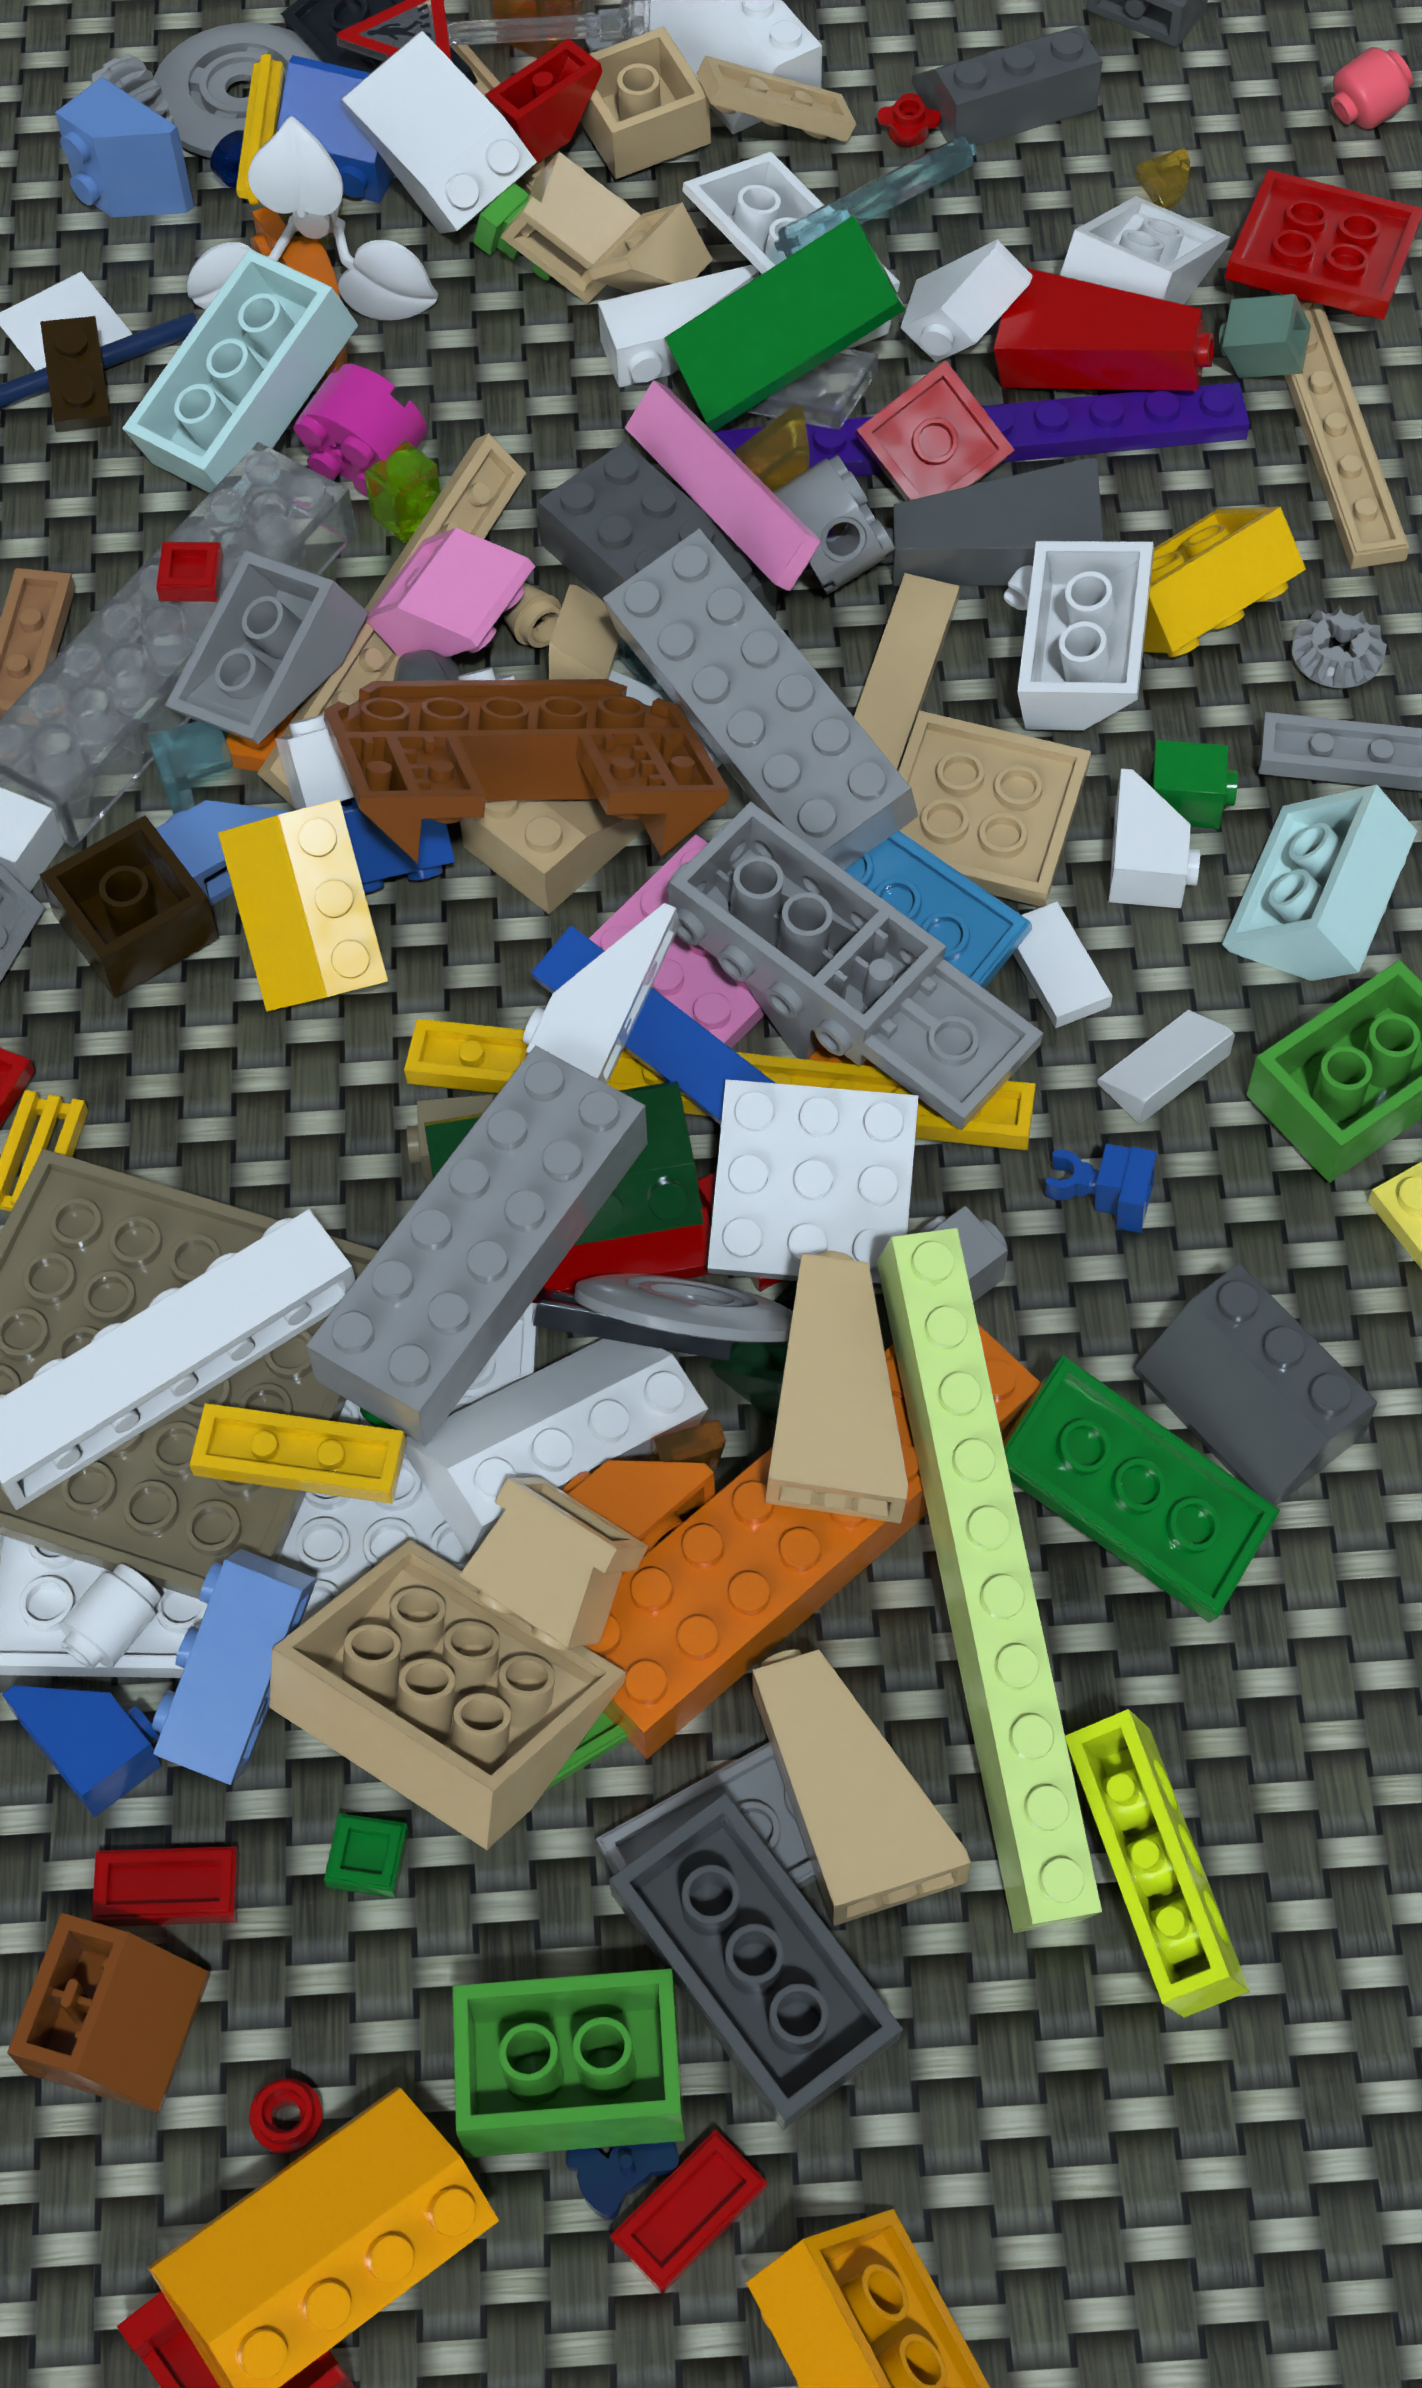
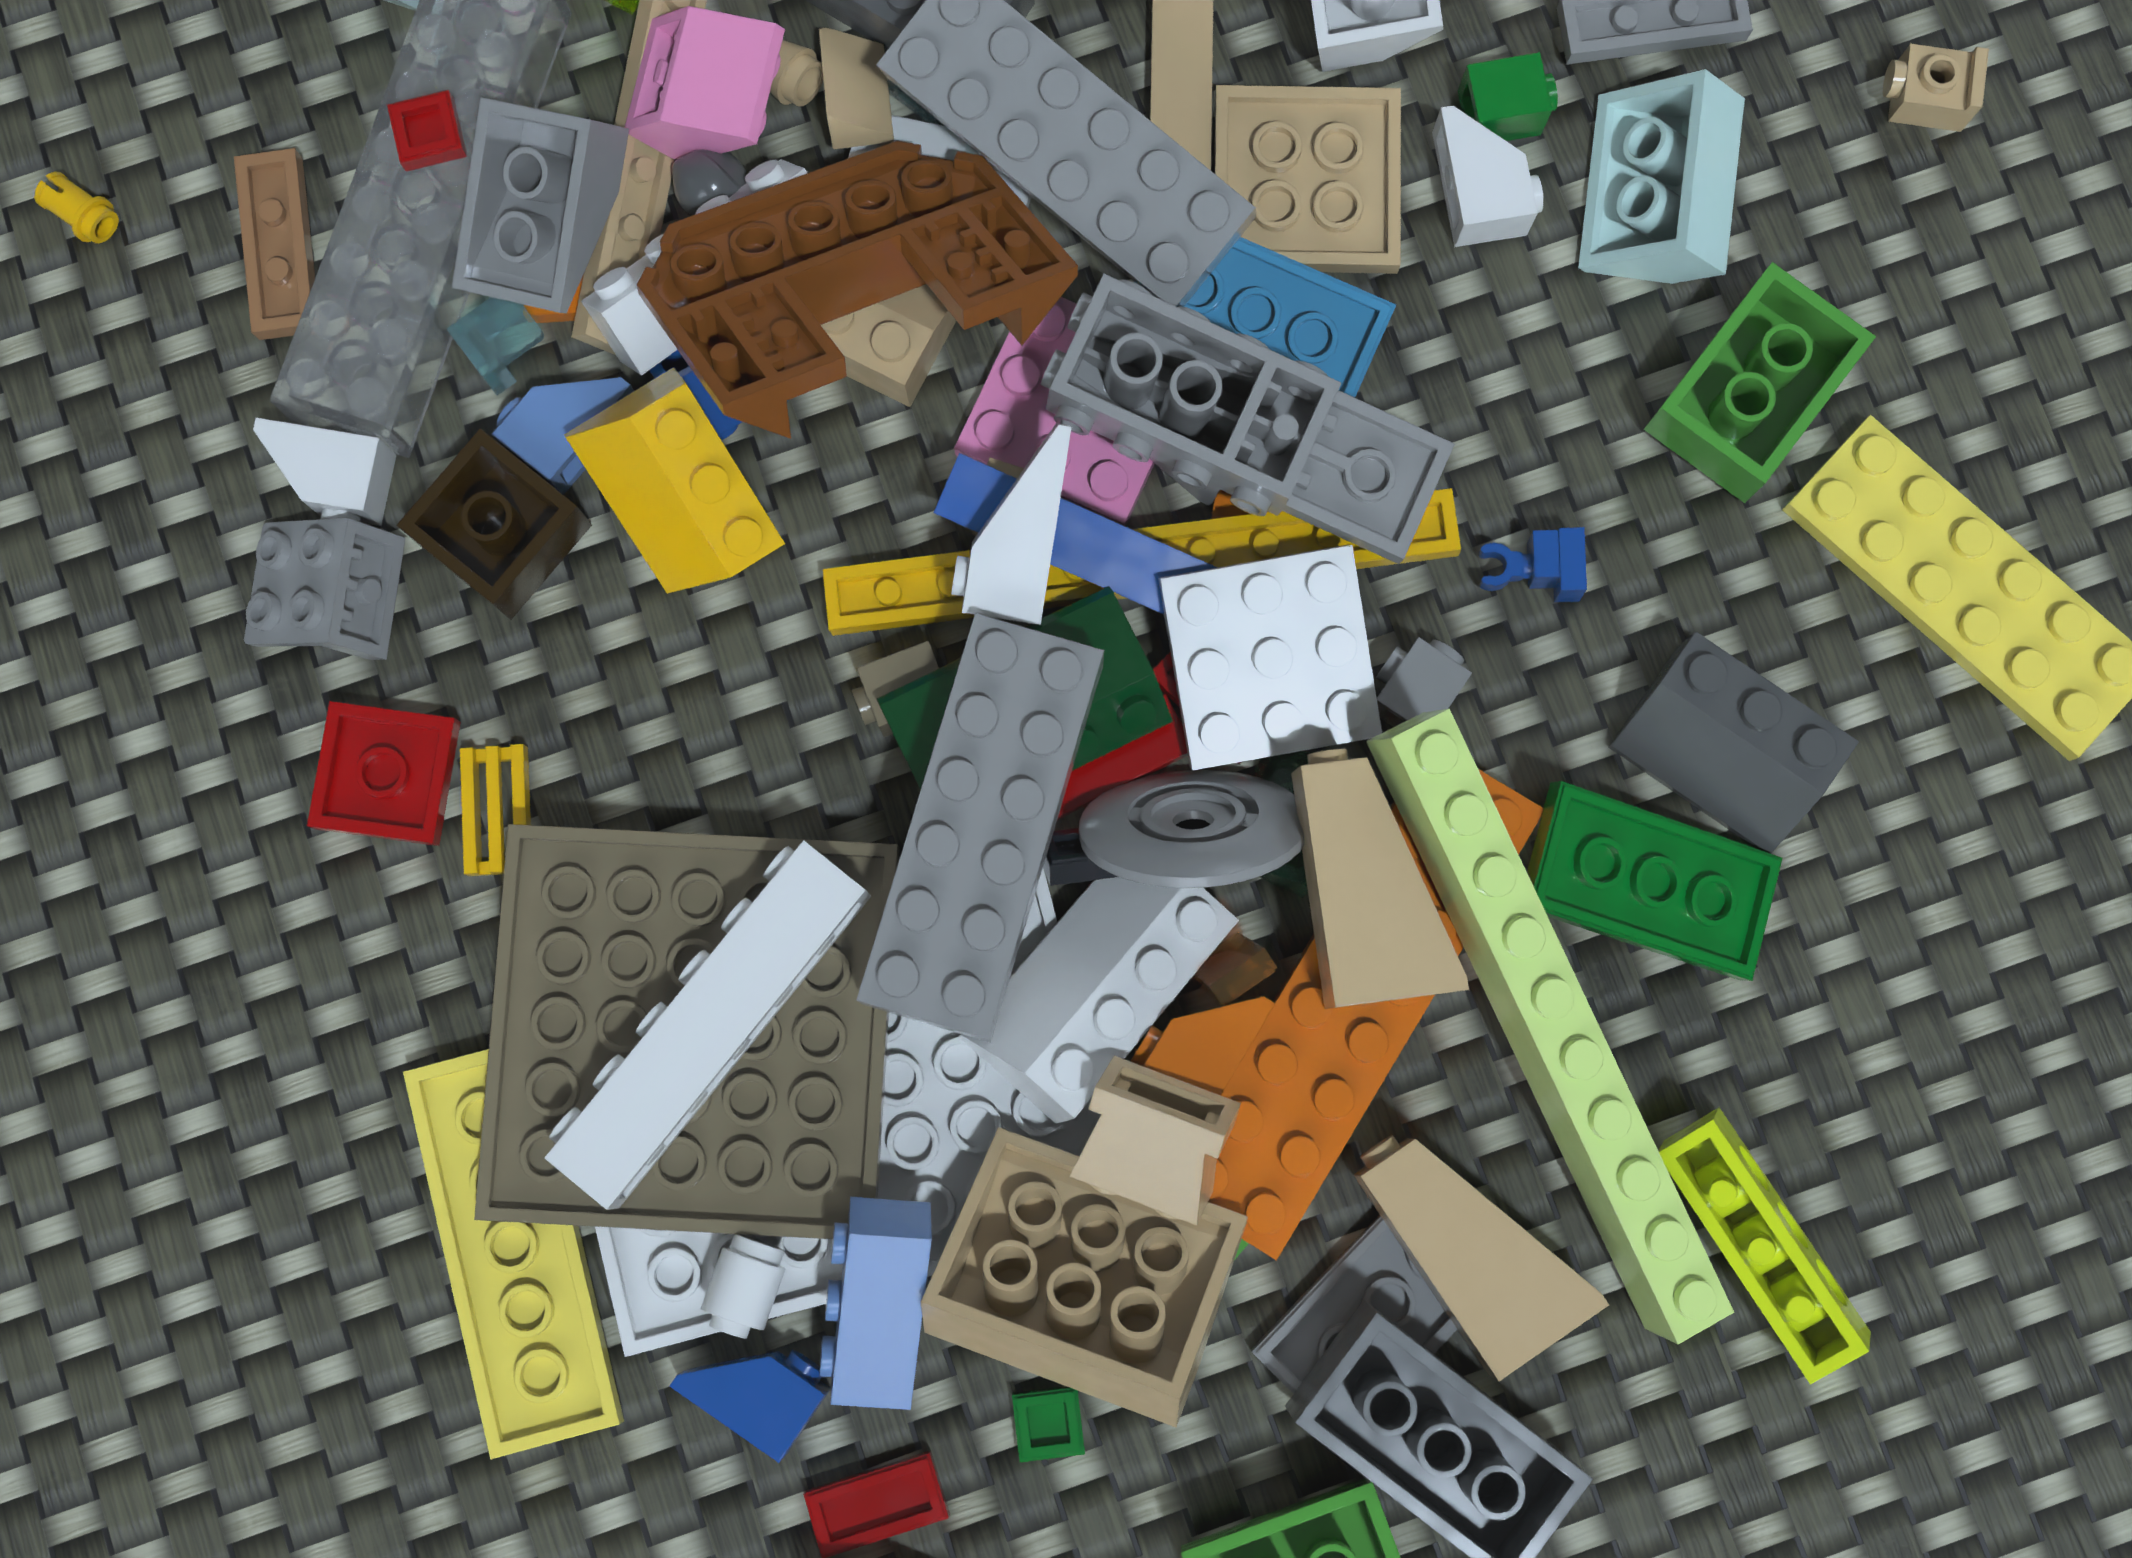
camera: 15 degrees left, 20 degrees up
(298, 1453) = (871, 1084): yellow plate -> none
(1060, 968) = (1430, 336): white tile -> none
(1167, 1064) = (1558, 415): white slope -> none

